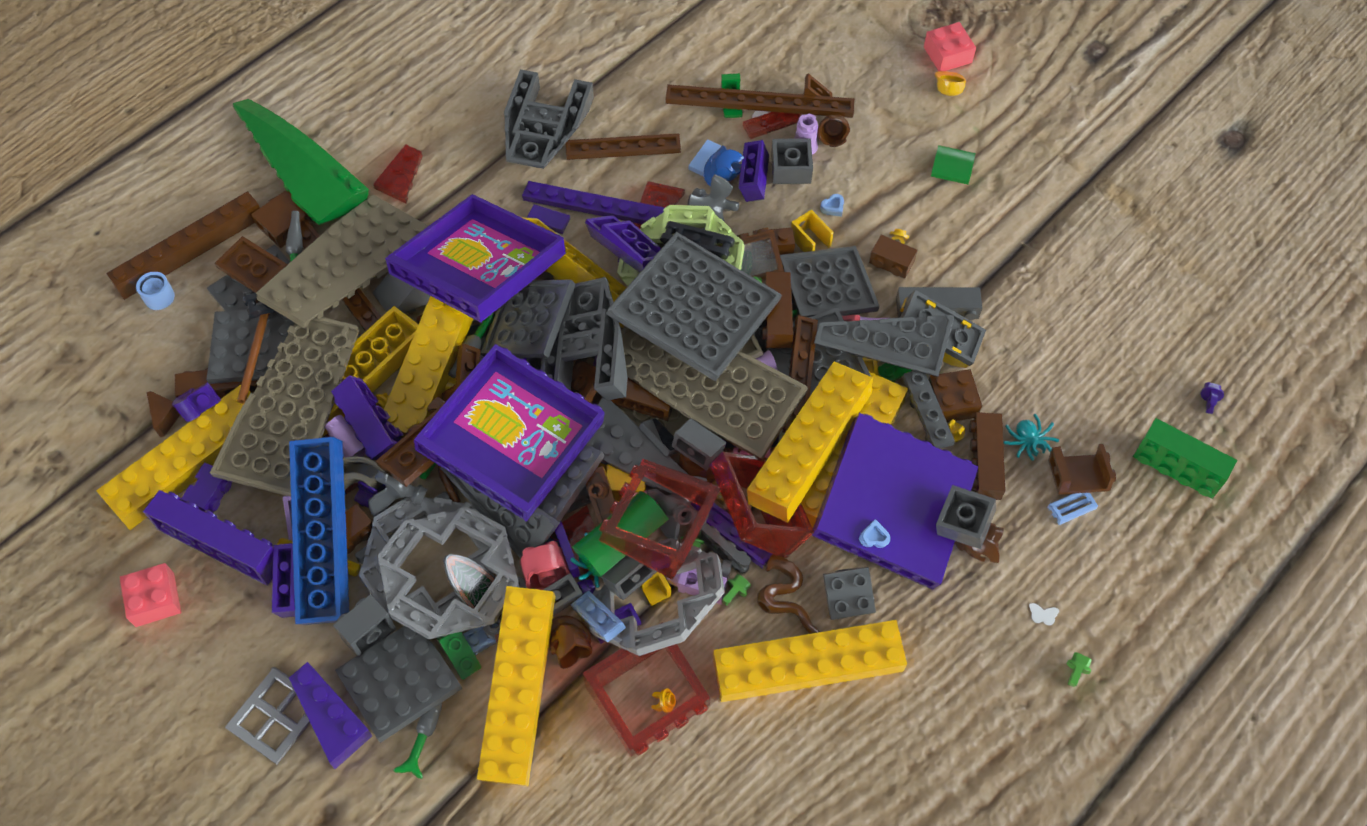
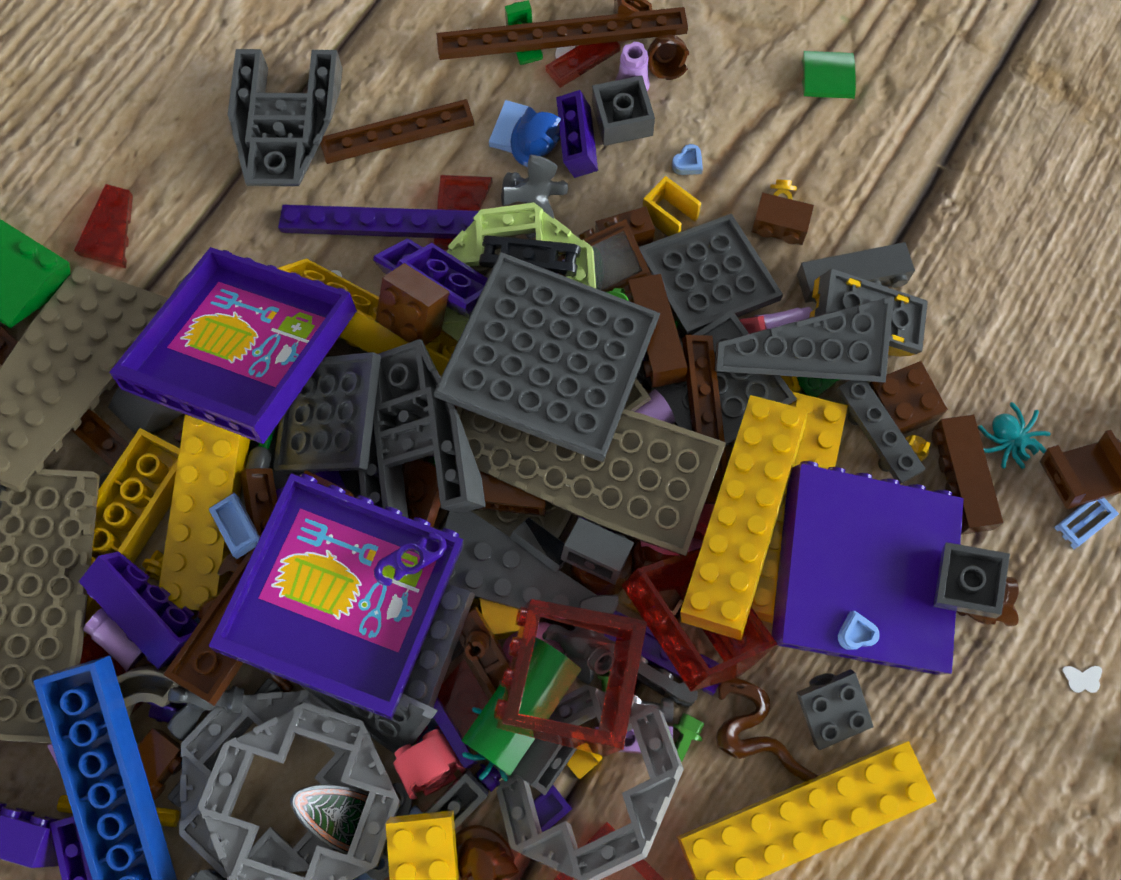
camera: 10 degrees left, 10 degrees up
(446, 376) = (235, 525): none -> light blue tile
(553, 219) = (324, 253): dark purple tile -> none
(556, 420) = (394, 558): none -> dark purple piece
(598, 616) = (517, 827): light blue tile -> none
(605, 255) = (411, 305): none -> reddish brown brick

